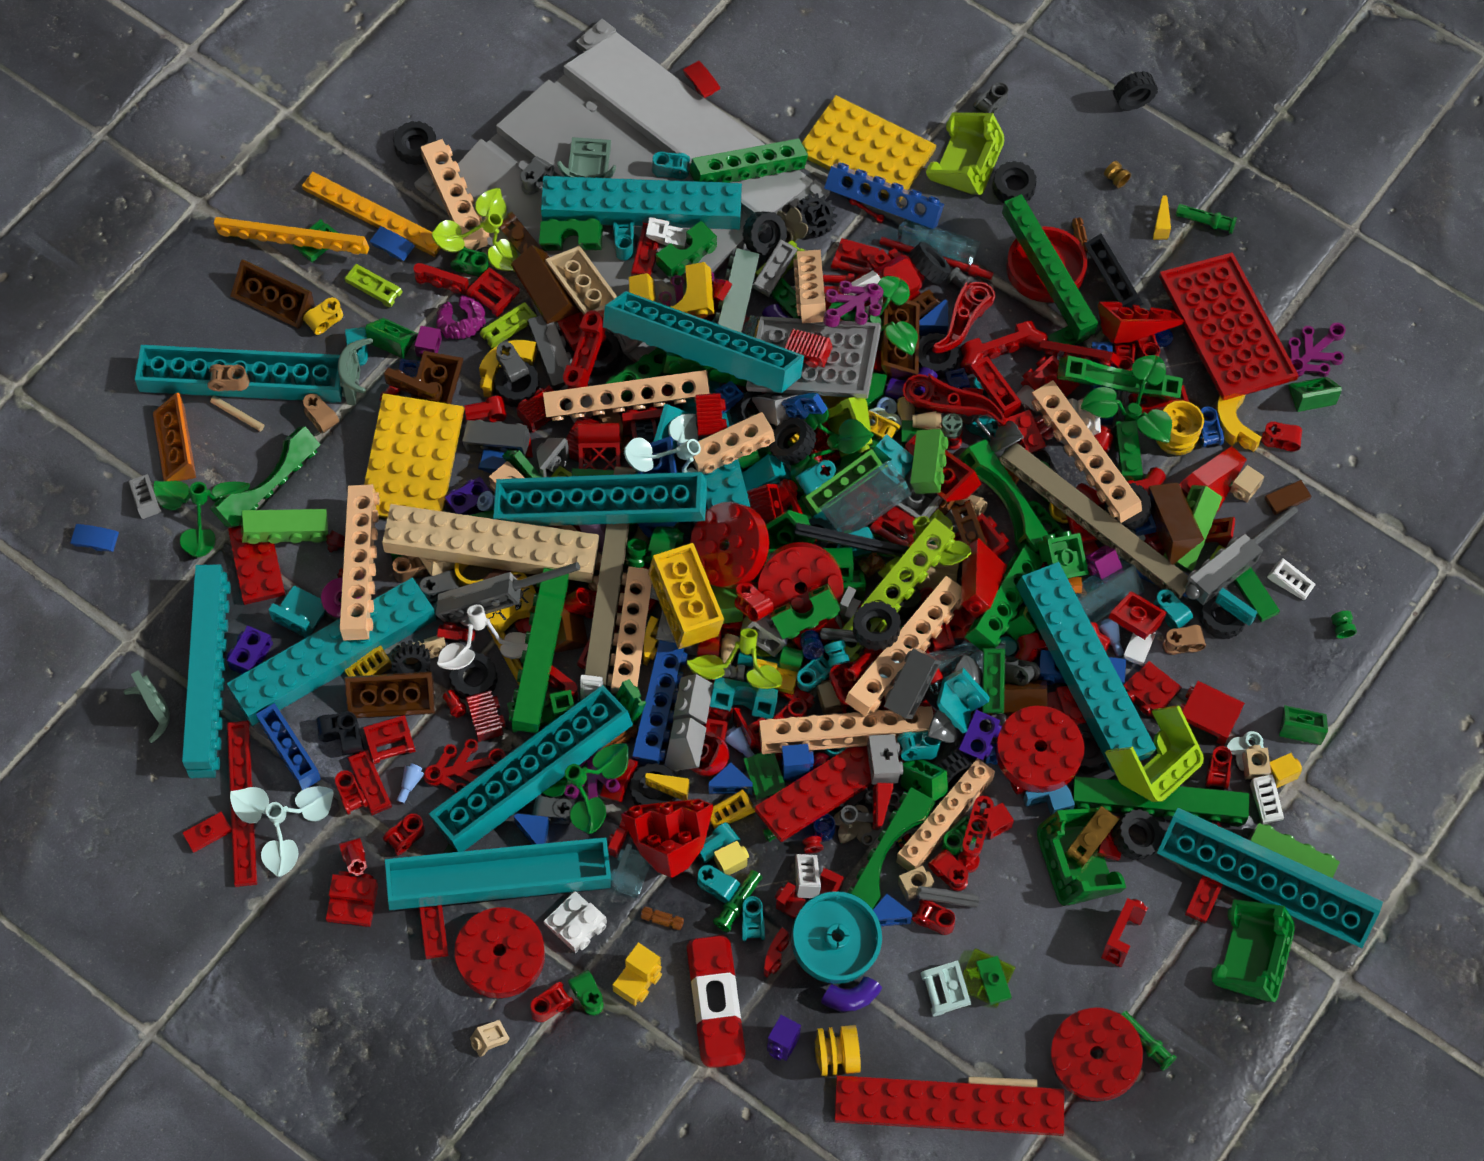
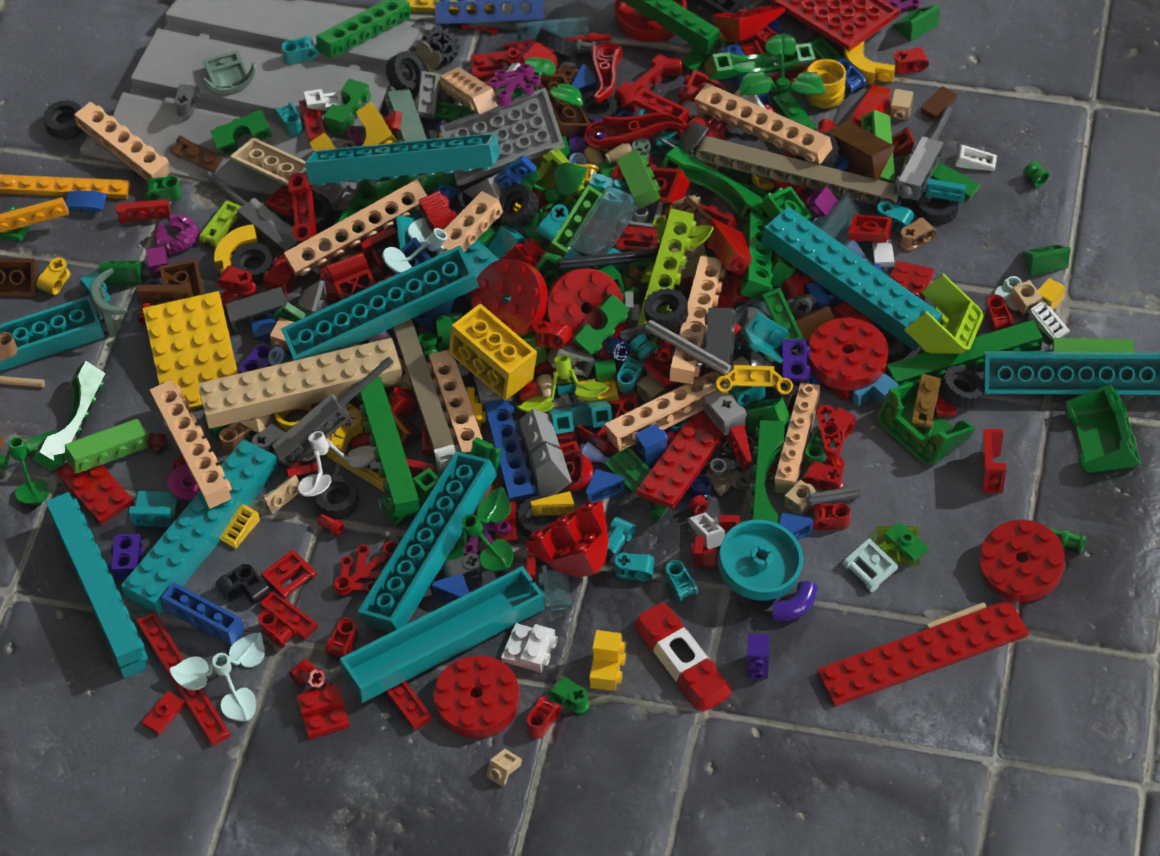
camera: 20 degrees left, 10 degrees down
(153, 700) = (57, 622): sand green piece -> none
(319, 413) = (90, 350): medium nougat piece -> none
(373, 285) = (85, 238): lime plate -> none
(390, 694) = (271, 537): reddish brown slope -> none
(407, 651) = (285, 509): black tyre -> none
(411, 776) = (324, 594): light blue cone -> none
(485, 716) = (363, 521): red brick -> none
(488, 401) = (237, 281): none -> red piece
(492, 207) = (156, 138): lime plant -> none
(497, 287) = (195, 199): red plate -> none
(512, 365) = (241, 245): dark grey piece -> none
(543, 286) = (237, 179): reddish brown slope -> none
(638, 200) = (289, 82): teal brick -> none
(662, 918) = (601, 613): dark orange axle -> none
(731, 858) = (636, 541): light yellow brick -> none
(733, 816) = (623, 507): yellow slope -> none
(733, 908) = (658, 580): green pin -> none
(773, 957) = (714, 603): red slope -> none
(813, 347) = (502, 124): red brick -> none
(838, 1050) = (809, 645): yellow wheel -> none
(876, 679) = (688, 347): none -> light grey axle
(925, 738) = (754, 377): none -> yellow plate
(1061, 350) = (698, 63): red plate -> none
(1203, 402) = (820, 53): none -> green tile
(1204, 899) = (1041, 413): red plate -> none
(1211, 710) = (970, 273): red panel -> none

